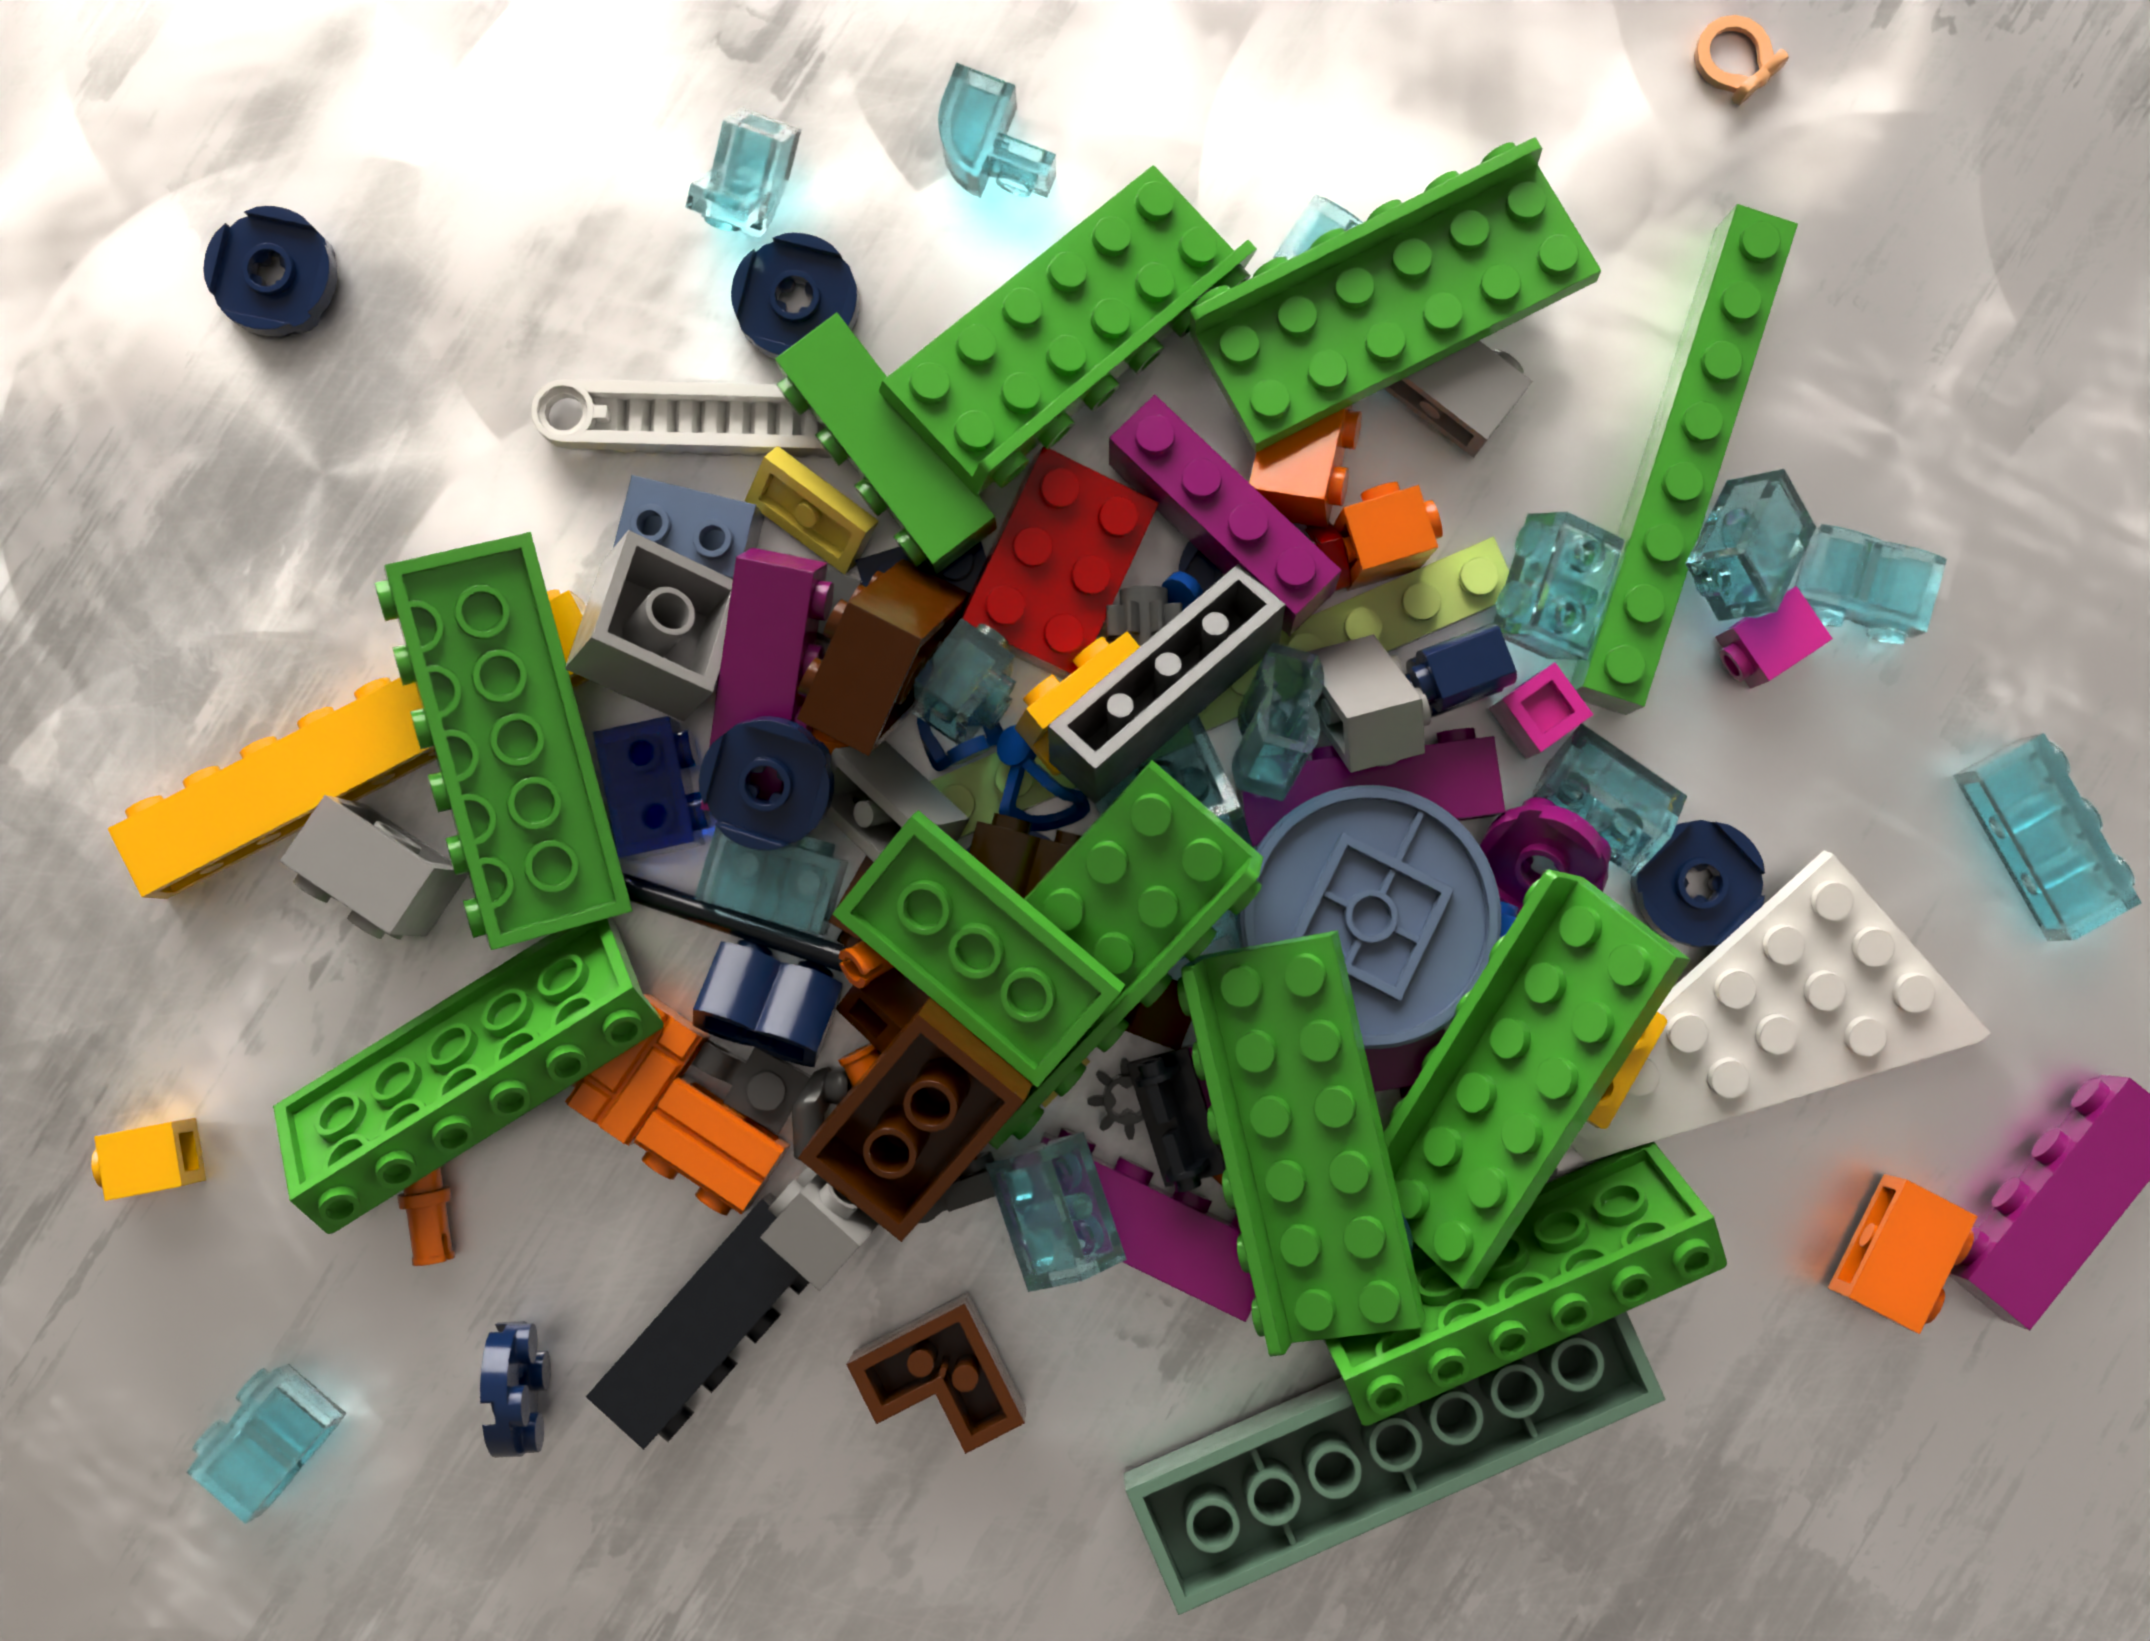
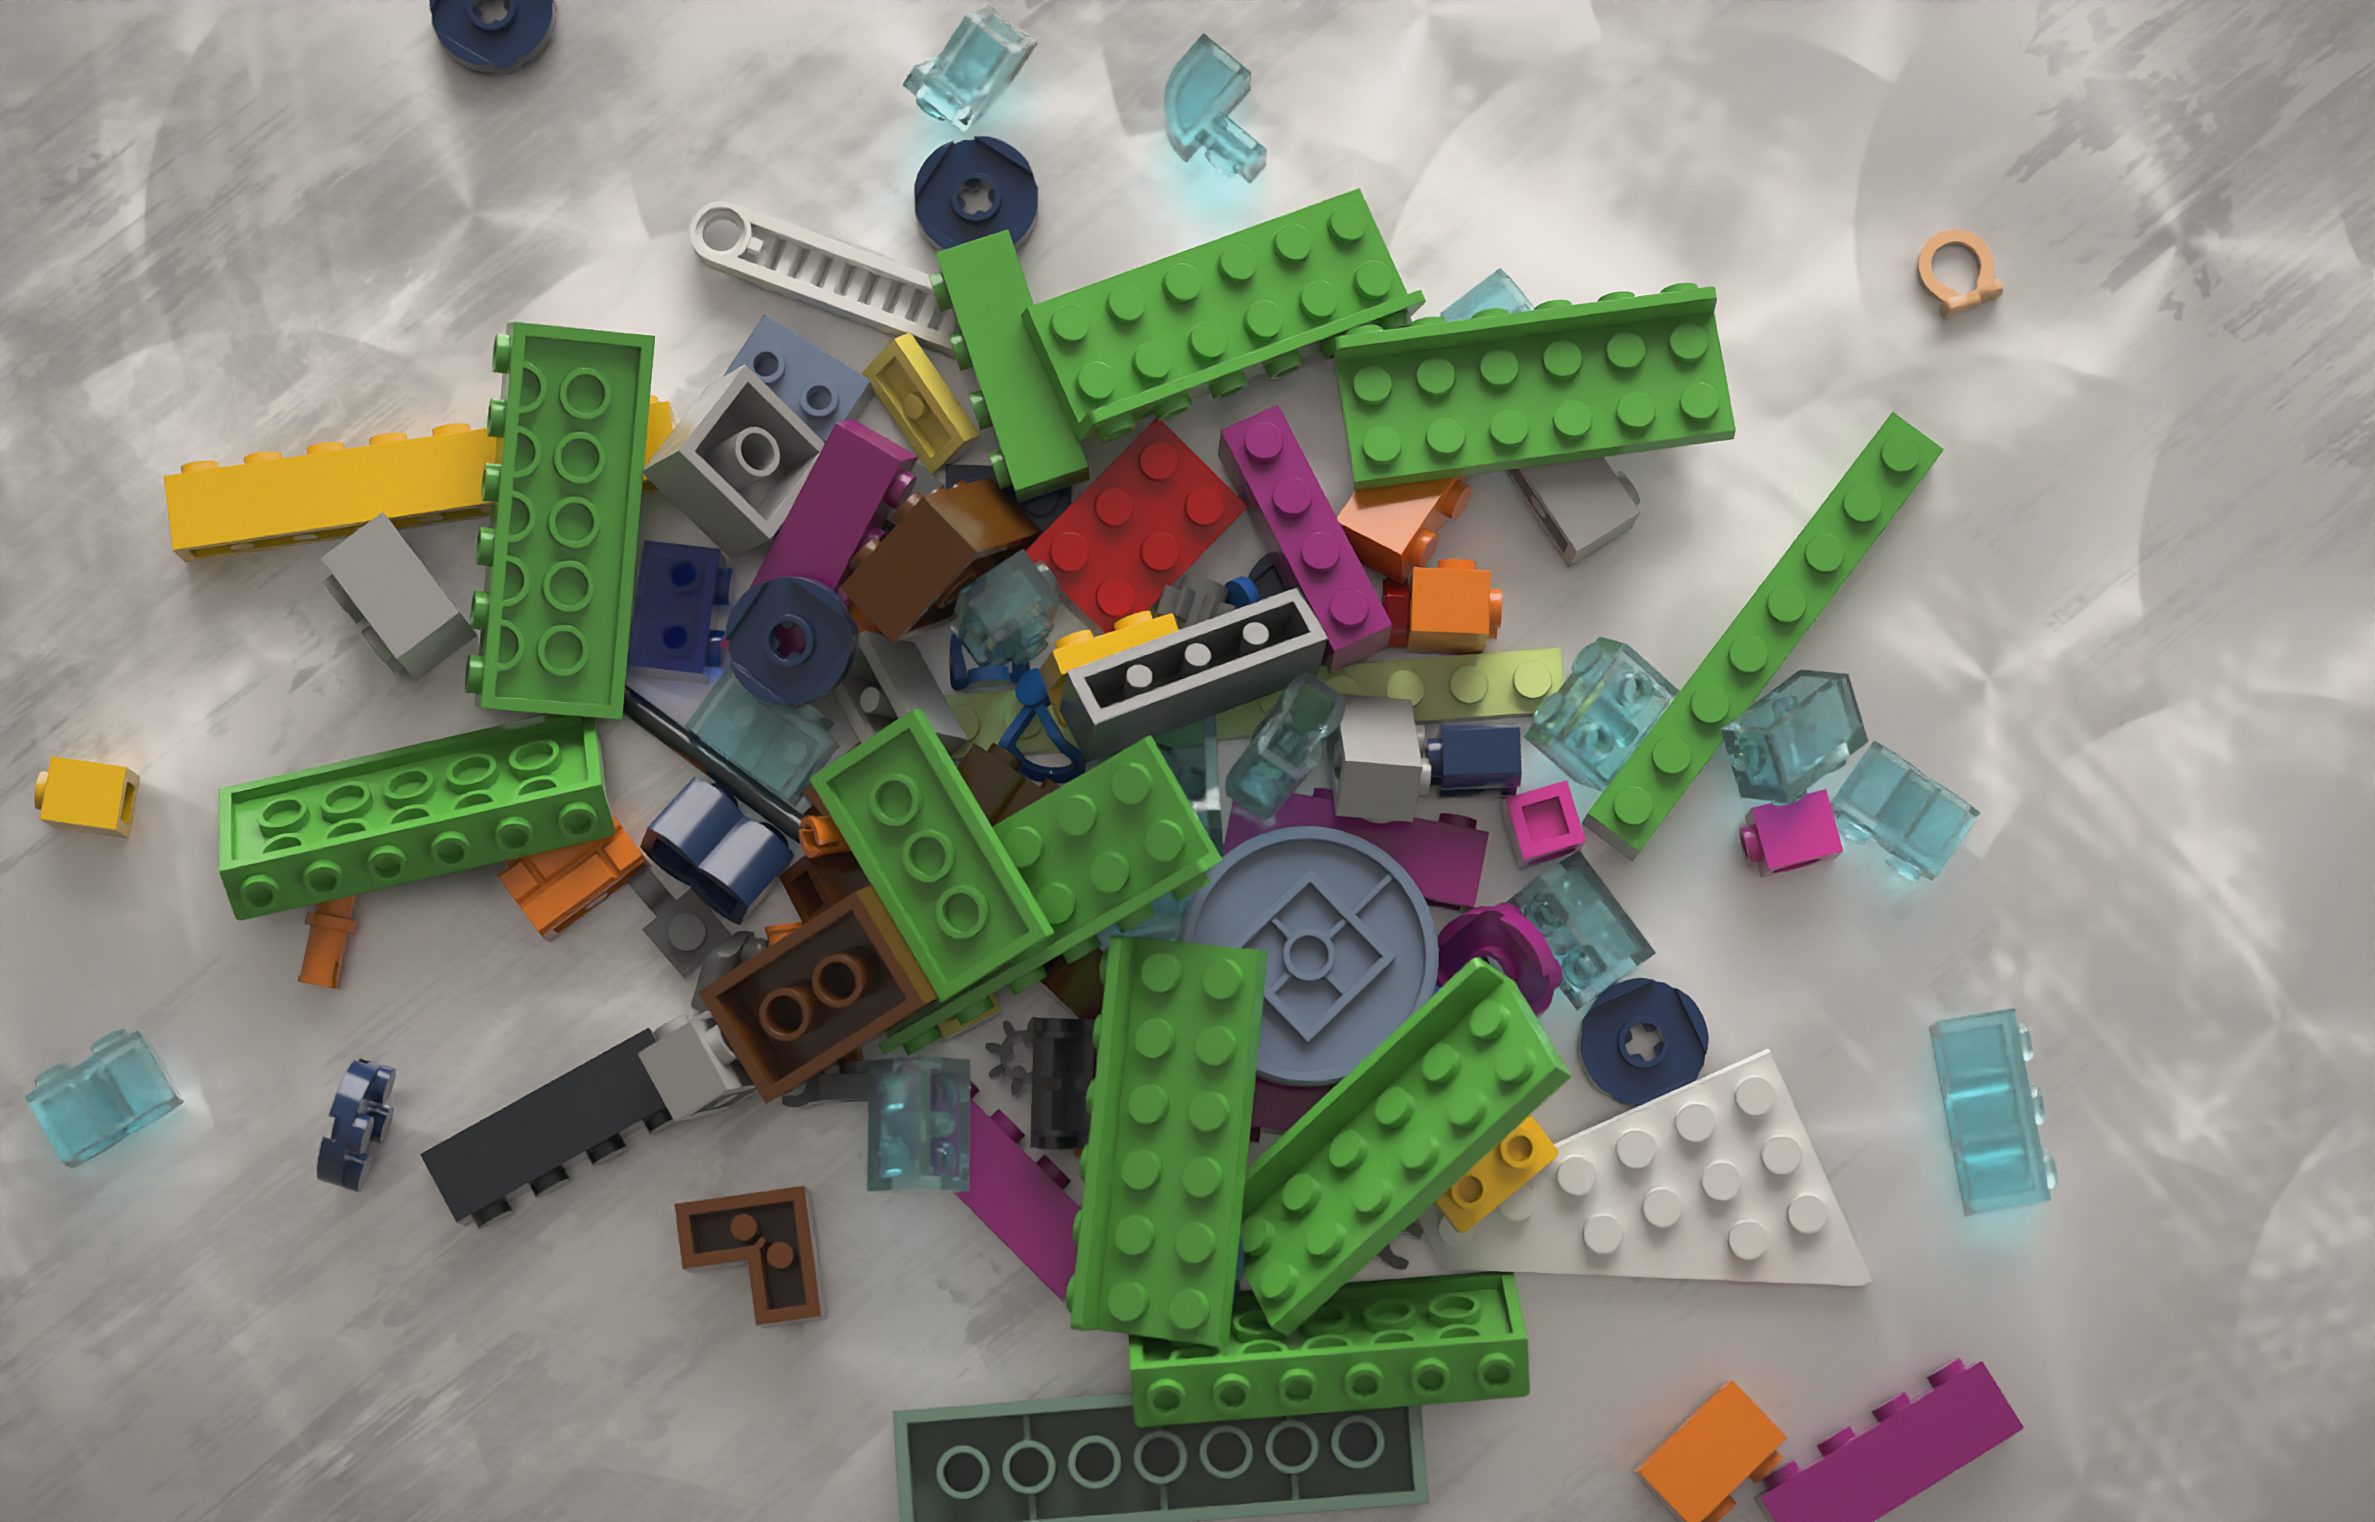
camera: 20 degrees right, 5 degrees down
(710, 1146) = (617, 965): orange brick -> none

